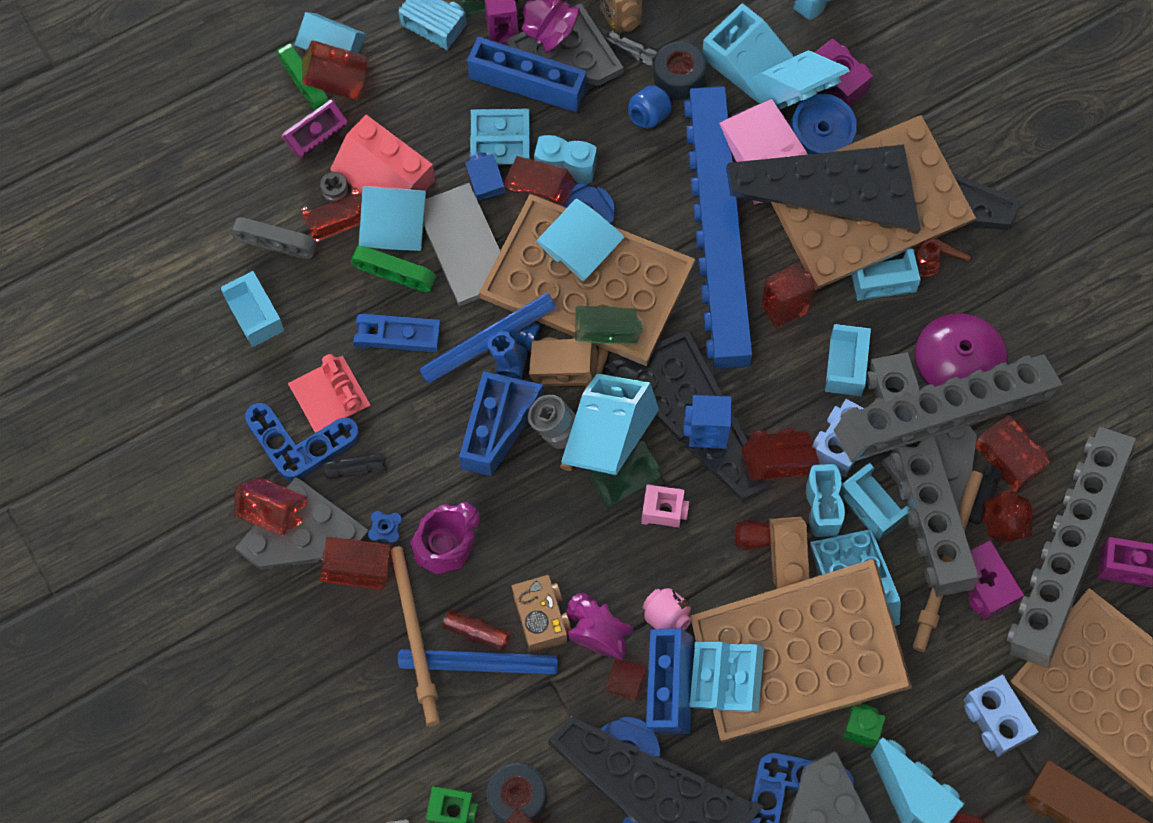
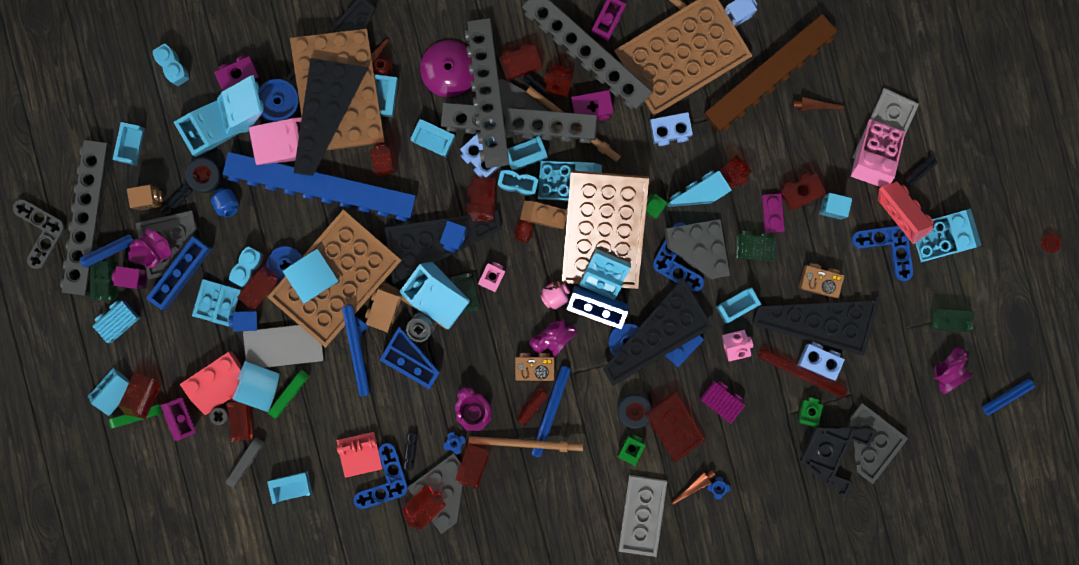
camera: 75 degrees left, 20 degrees up
(397, 333) = (332, 402): blue plate -> none
(508, 355) = (371, 341): blue piece -> none
(607, 325) = (372, 277): clear green panel -> none
(625, 679) = (586, 330): clear red slope -> none

